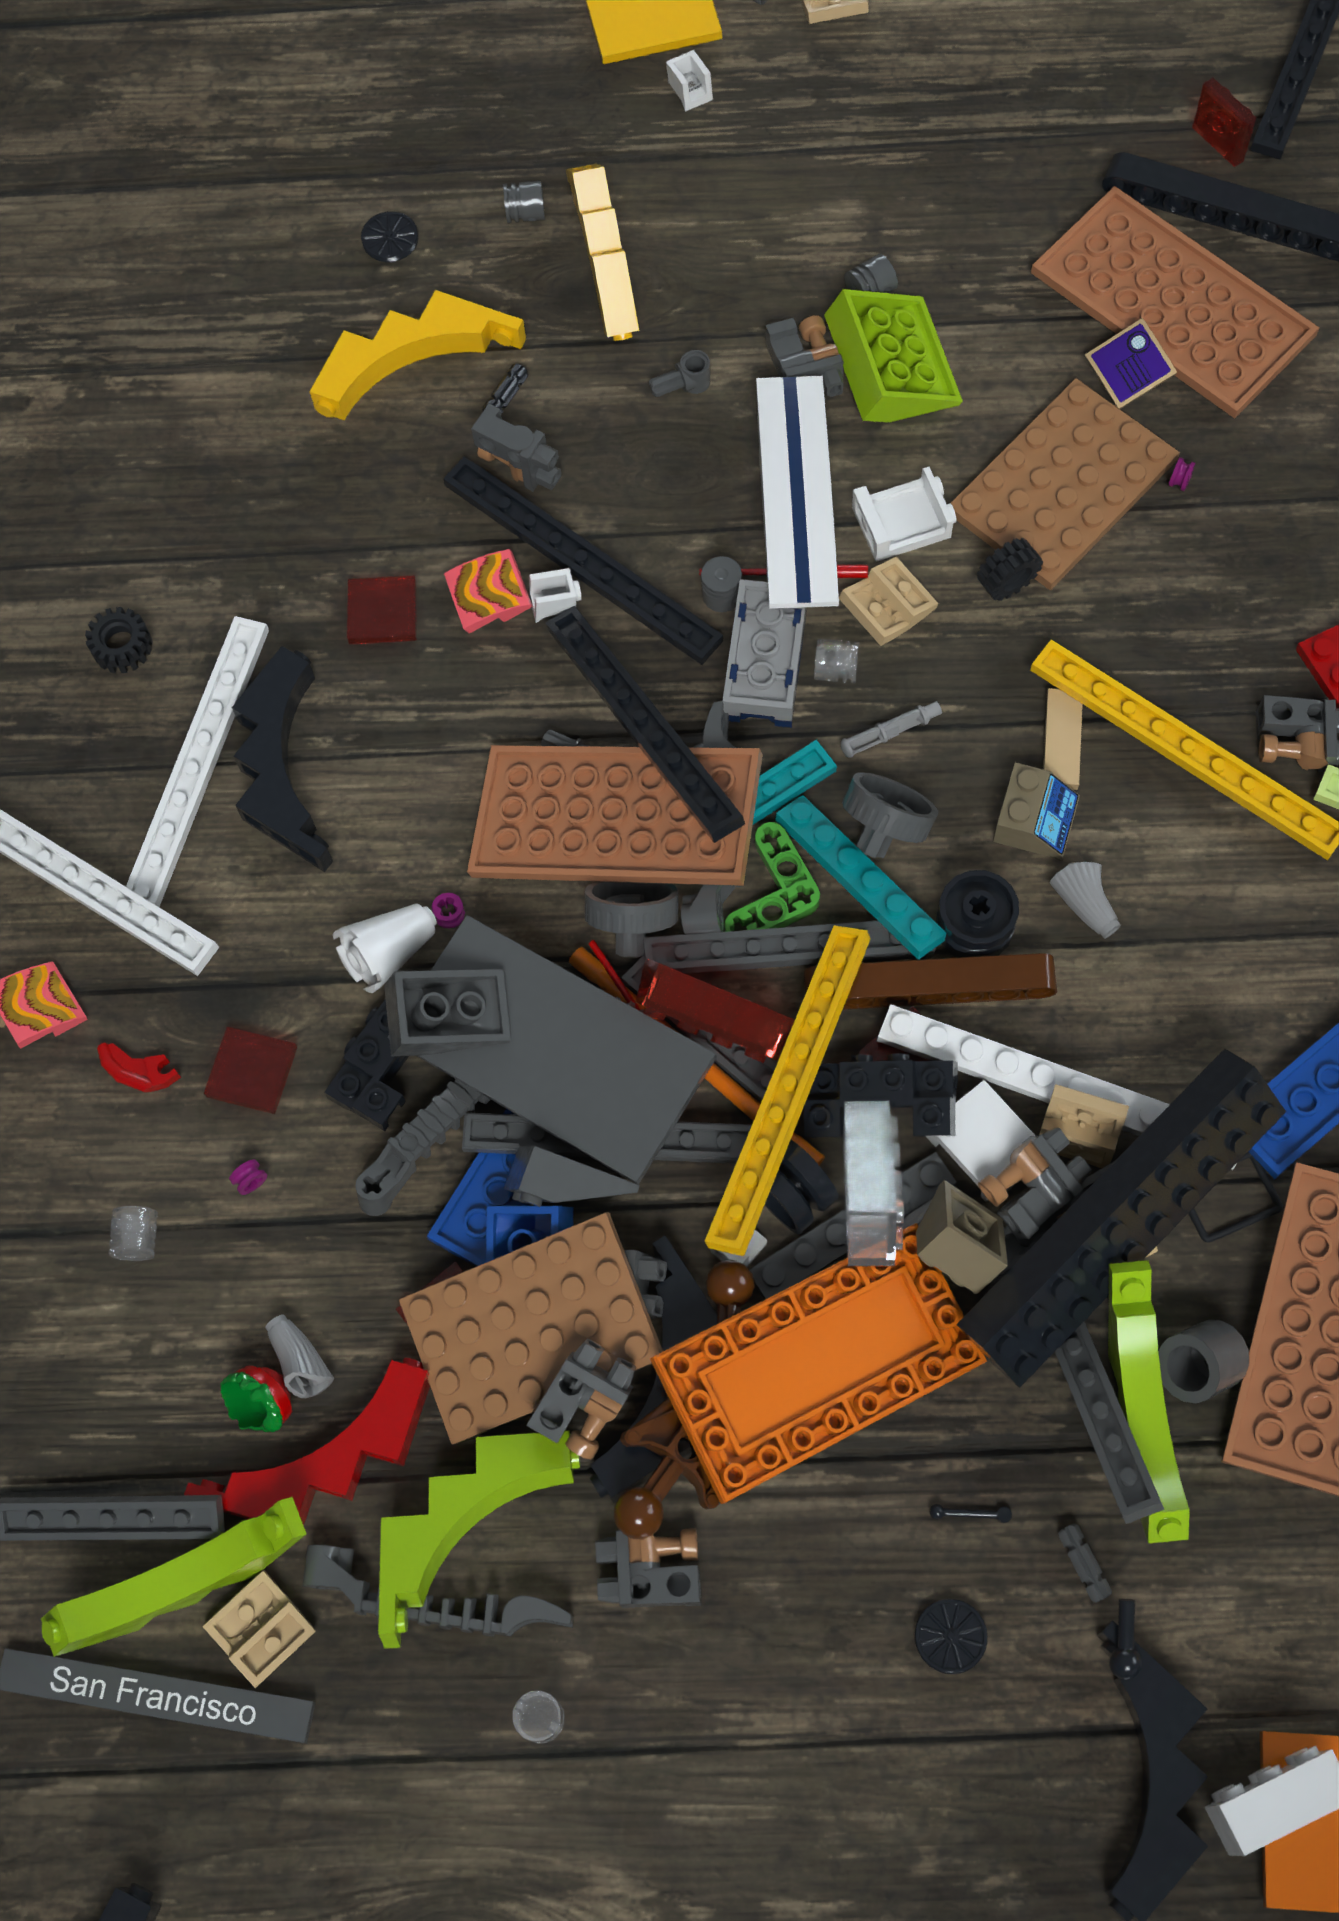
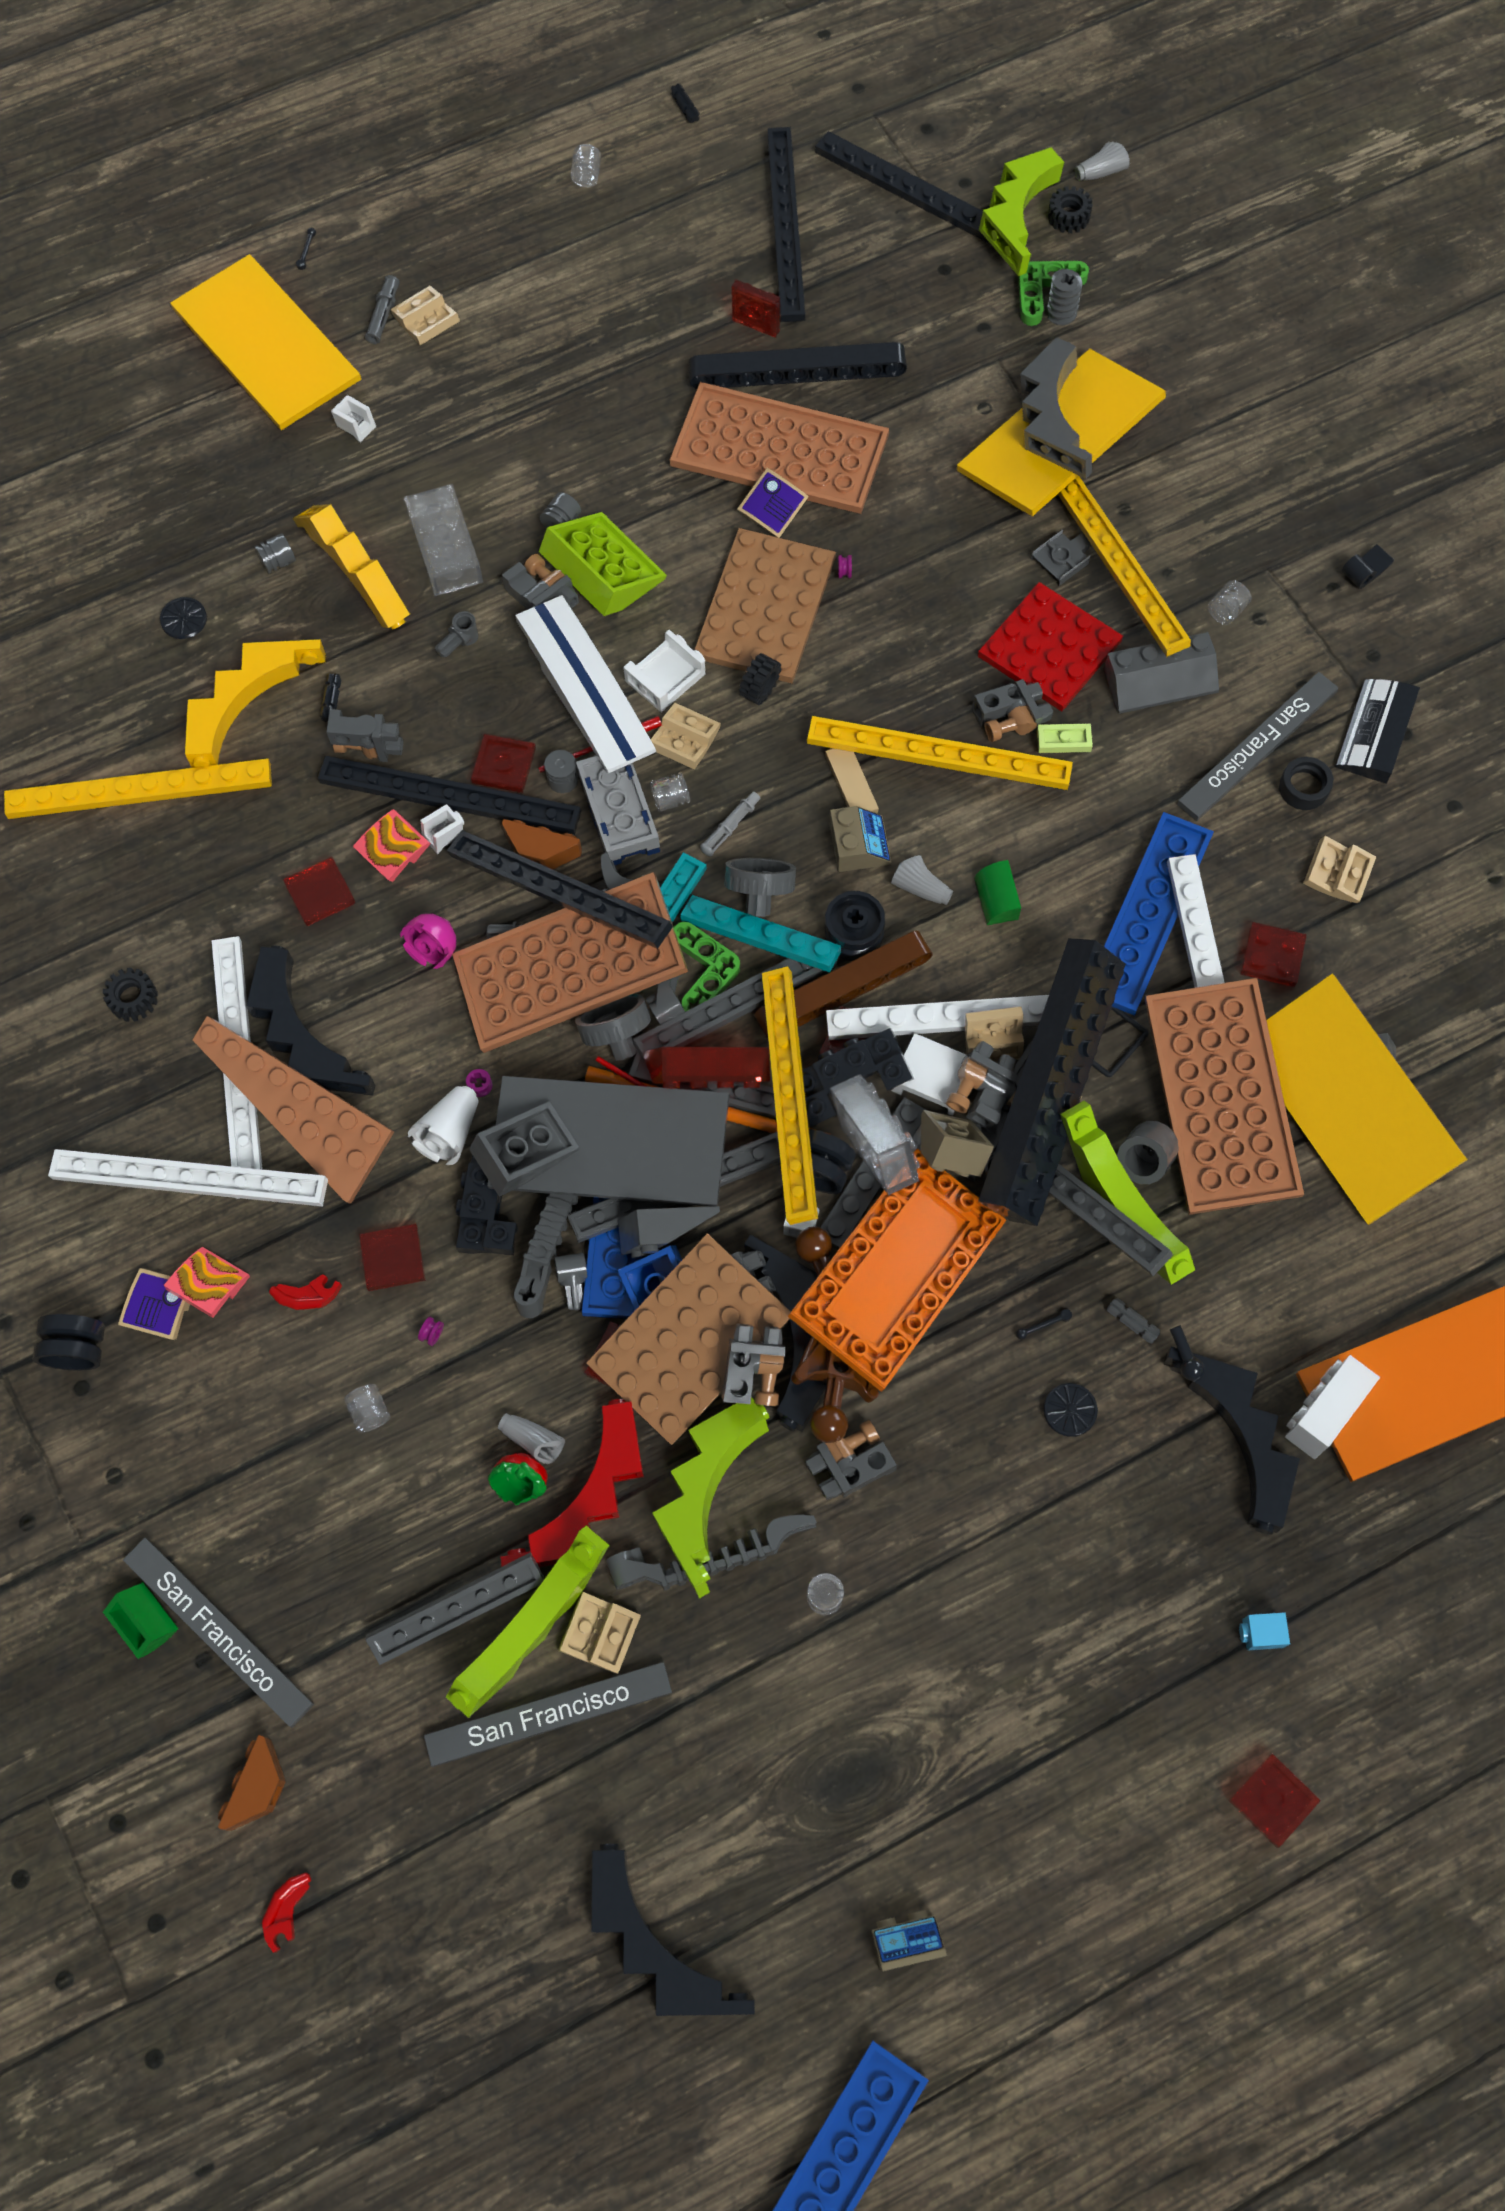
camera: 30 degrees left, 0 degrees up
(243, 879) = (317, 1123): none -> nougat wing
(247, 411) = (137, 788): none -> yellow plate
(435, 1184) = (571, 1274): none -> dark grey axle
(473, 717) = (429, 939): none -> dark pink cylinder
(655, 662) = (541, 844): none -> dark orange slope
(662, 547) = (503, 763): none -> clear red tile
(720, 259) = (443, 539): none -> clear brick
(1175, 952) = (998, 893): none -> green brick

